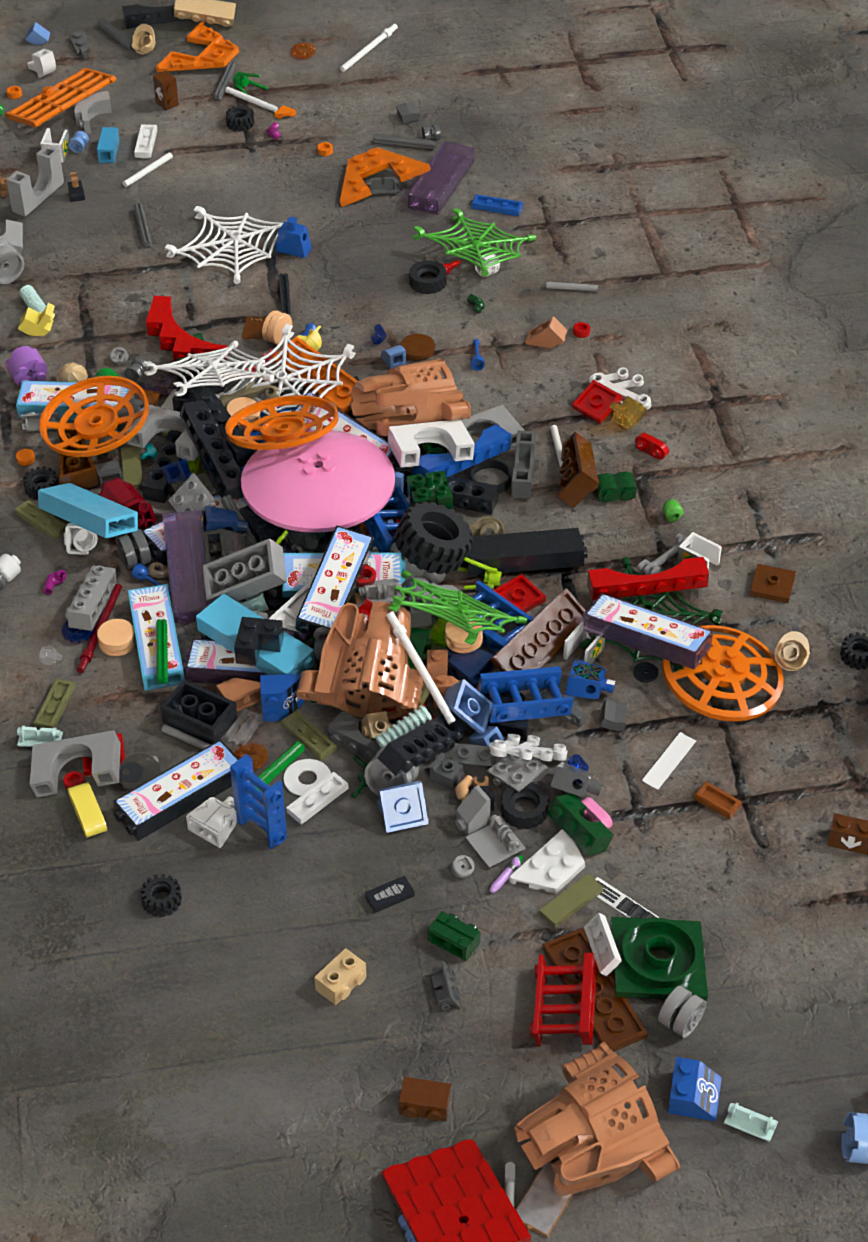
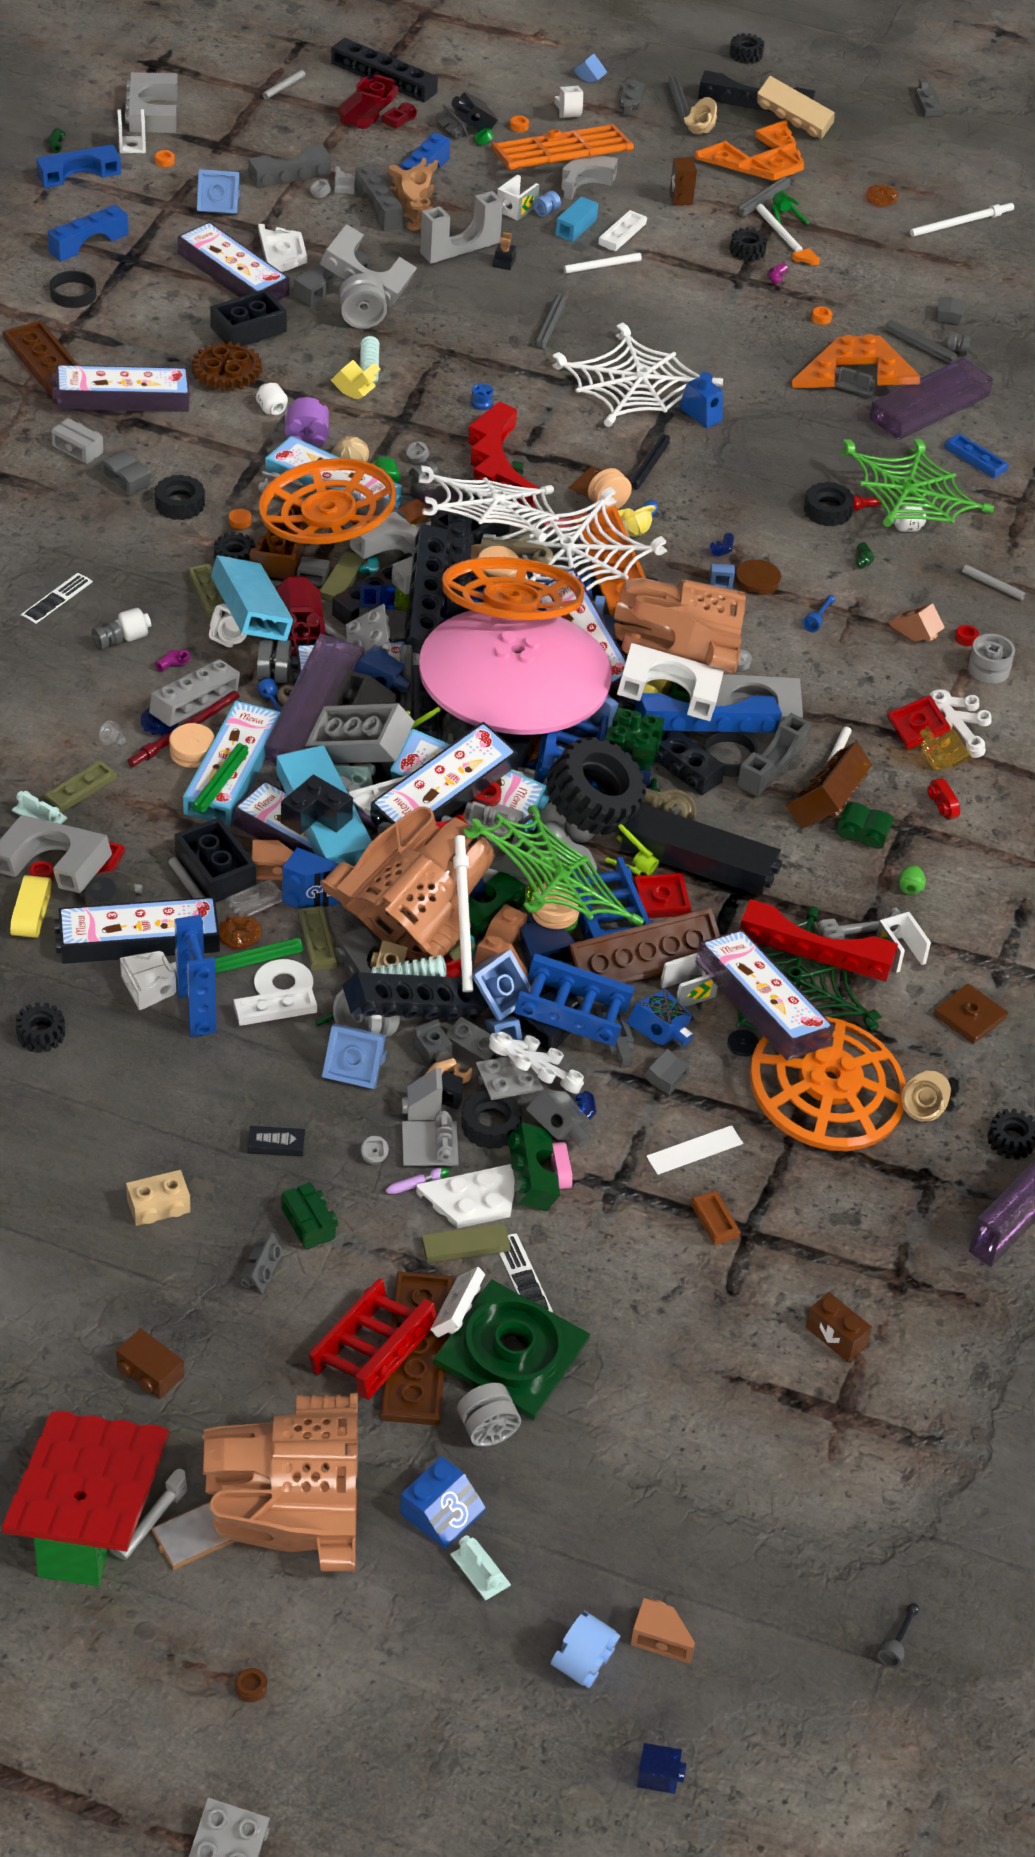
camera: 25 degrees right, 0 degrees up
(135, 297) = (482, 396): none -> blue wheel
(611, 338) = (991, 658): none -> light grey wheel

